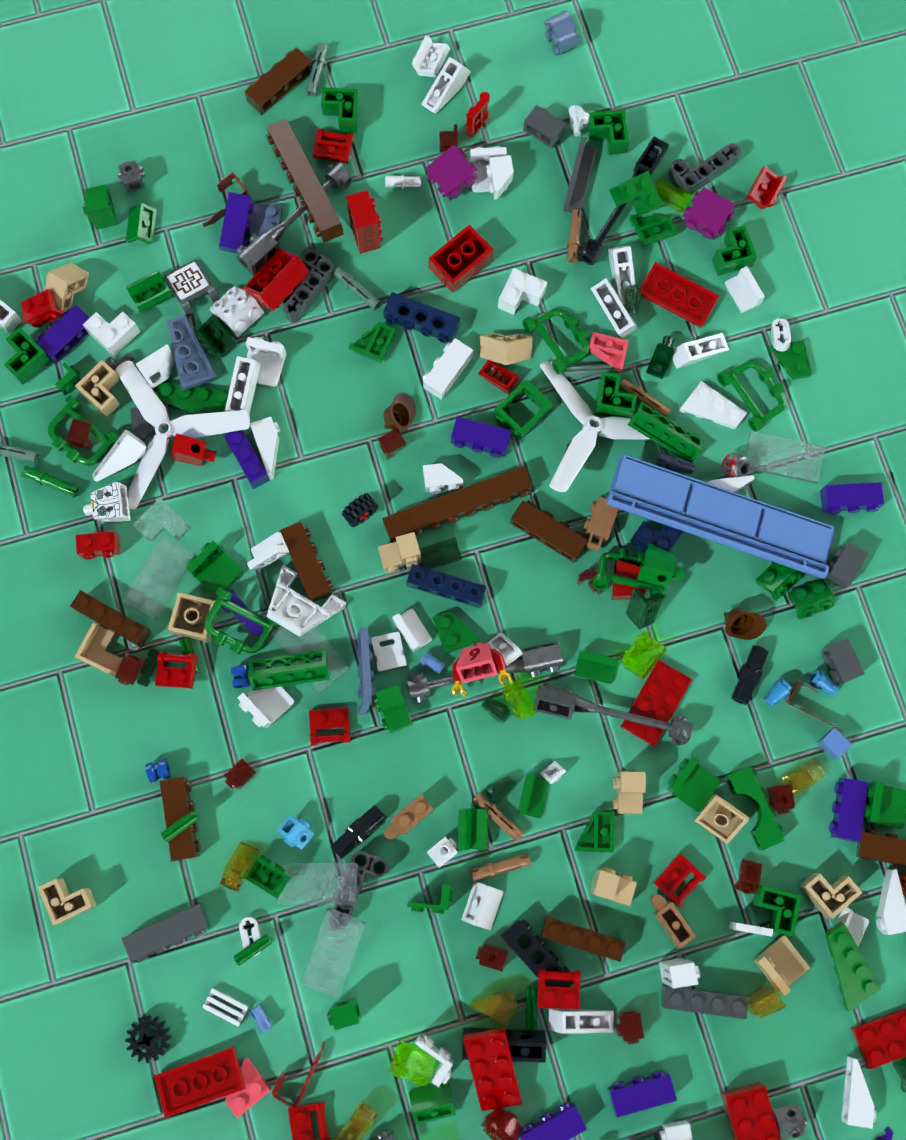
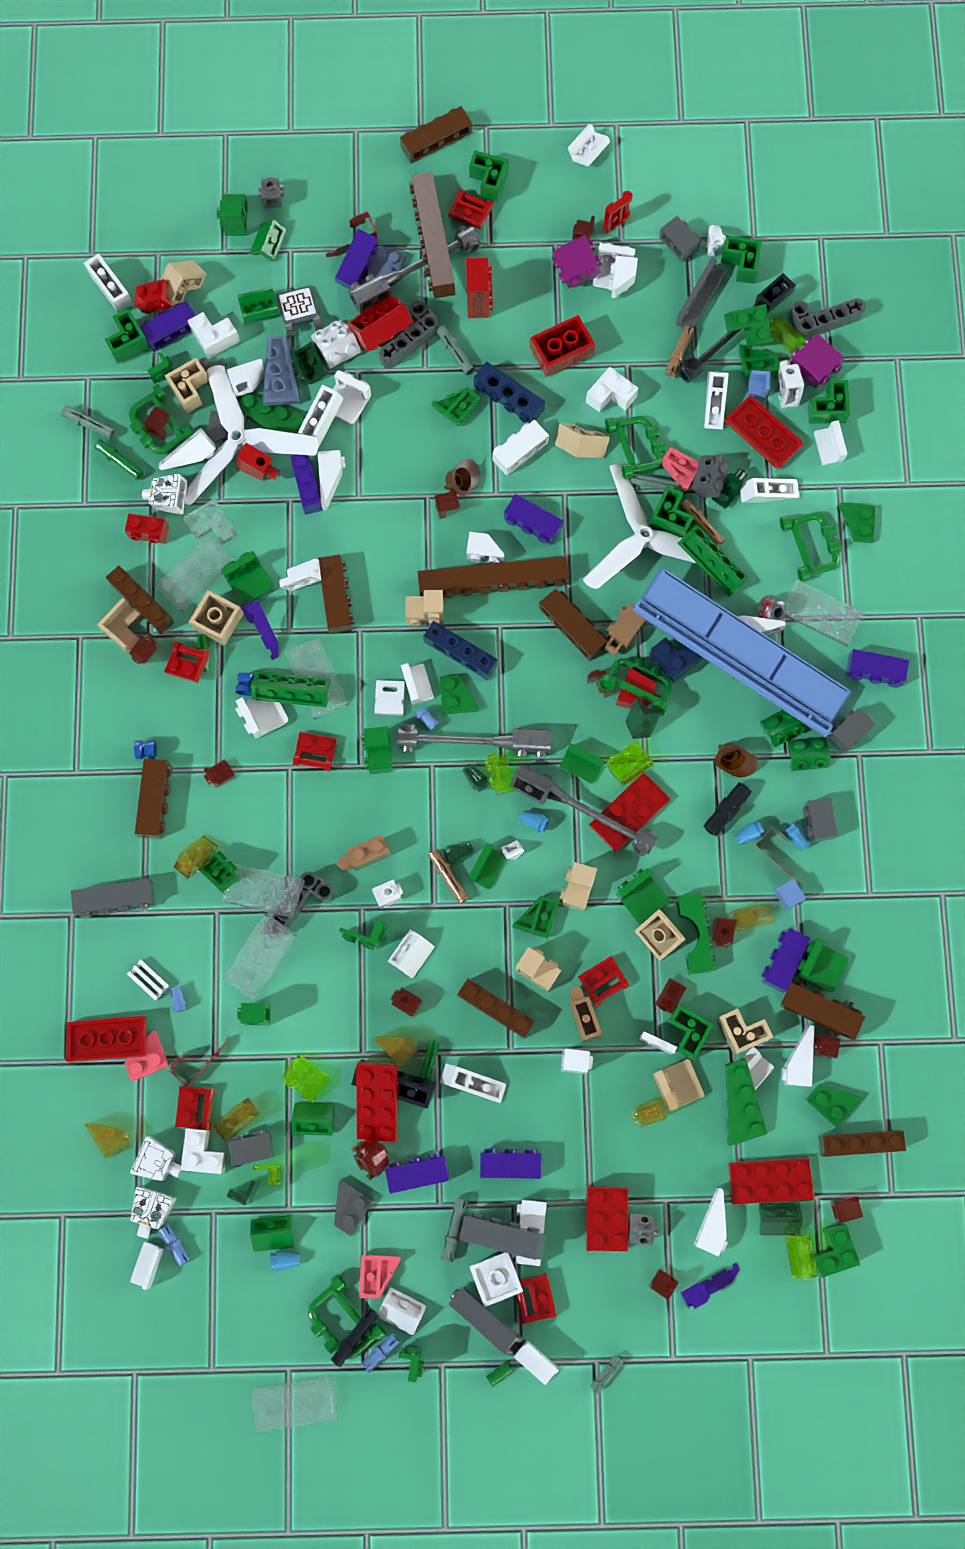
camera: 20 degrees right, 0 degrees up
(63, 905) = (27, 847): tan brick -> none
(148, 668) = (162, 654): clear green axle -> none
(150, 1046) = (69, 980): black gear -> none
(179, 826) = (150, 803): green axle -> none
(221, 638) = (250, 655): green bar -> none
(245, 937) = (194, 923): white beam -> none
(252, 949) = (187, 934): green axle -> none
(295, 610) = (313, 637): white wing -> none
(296, 832) = (256, 838): medium azure brick -> none
(318, 64) = (478, 127): sand green pin -> none
(358, 831) = (314, 854): black piece -> none
(359, 510) = (398, 558): black wheel -> none
(364, 673) = (361, 712): sand blue wing -> none
(402, 181) = (527, 259): white axle -> none
(440, 553) = (464, 619): clear green panel -> none
(443, 1071) = (330, 1091): white bracket -> none
(446, 85) = (597, 175): white slope -> none
(472, 829) = (421, 880): green panel -> none
(478, 663) = (468, 728): coral torso -> none
(503, 866) = (446, 923): medium nougat pin -> none
(505, 647) = (498, 723): white slope -> none
(509, 383) = (575, 477): red slope -> none
(512, 935) = (457, 1044): black brick -> none
(536, 397) = (597, 495): green window -> none
(559, 996) = (455, 1052): red plate -> none
(561, 32) = (722, 151): sand blue brick -> none
(568, 737) = (536, 821): none -> dark azure cone
(614, 308) = (696, 428): white brick -> none
(629, 1027) = (516, 1101): clear red brick -> none
(632, 298) = (718, 424): clear green cone -> none
(640, 350) = (710, 476): none -> dark grey brick
(659, 567) = (667, 683): green torso -> none
(660, 249) = (759, 383): none -> medium blue panel
(676, 463) = (714, 592): sand blue axle -> none
(690, 242) = (789, 378): none -> white torso
(704, 1002) = (594, 1097): dark grey brick -> none
(713, 406) = (766, 546): white wing -> none
(766, 188) = (881, 350): red bracket -> none
(784, 334) = (850, 494): white beam -> none

